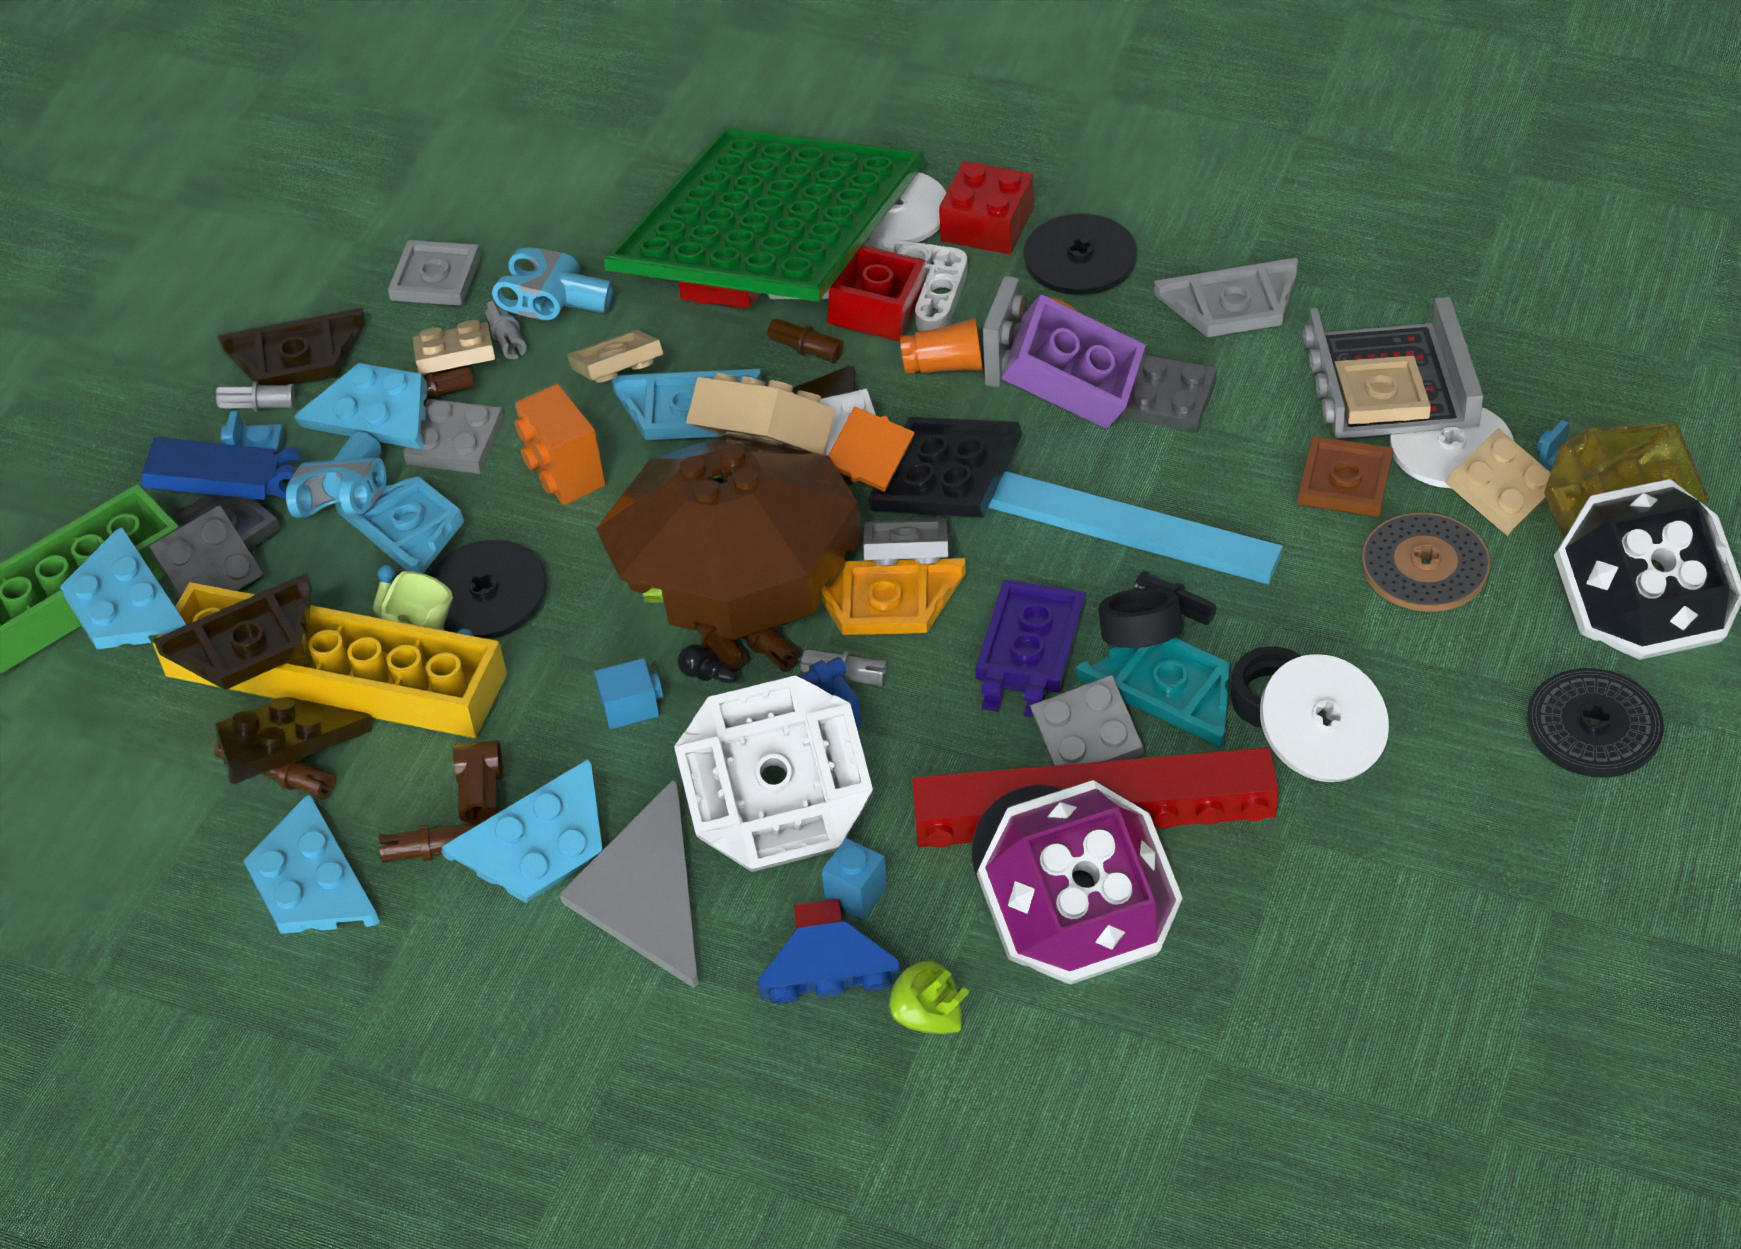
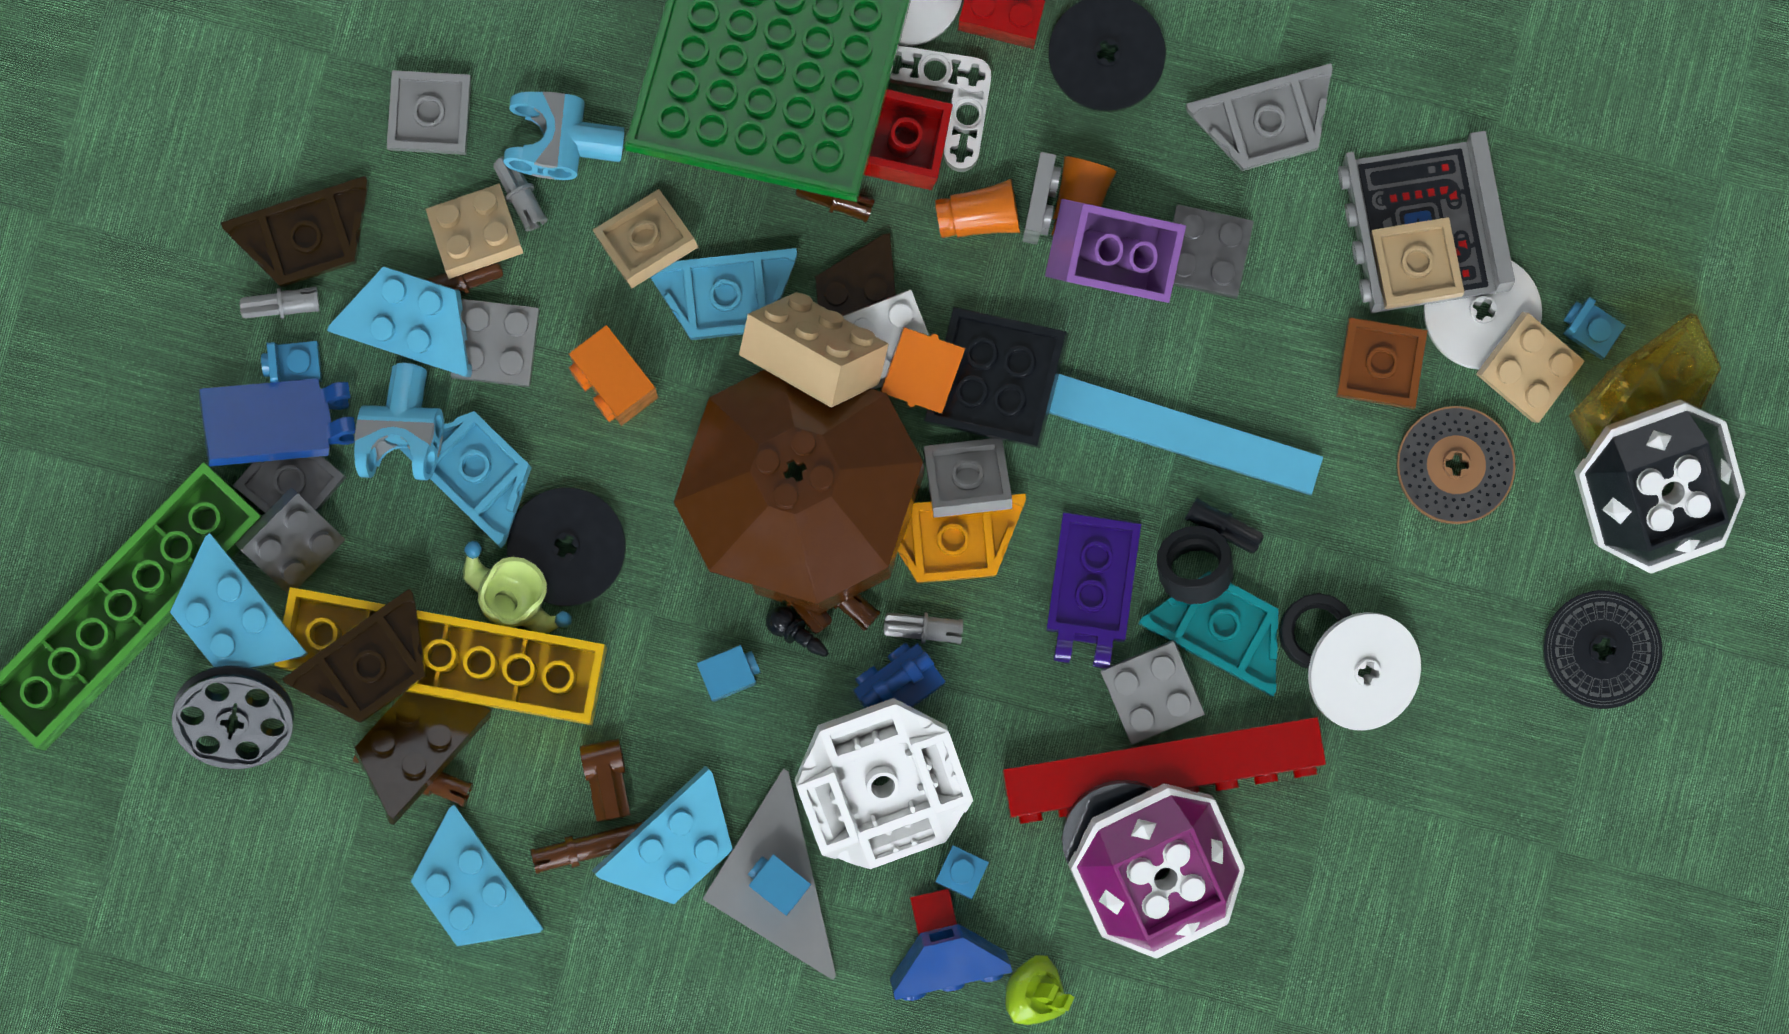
camera: 15 degrees left, 35 degrees up
(77, 698) = (216, 715): none -> wedge
(646, 872) = (778, 883): none -> dark azure brick

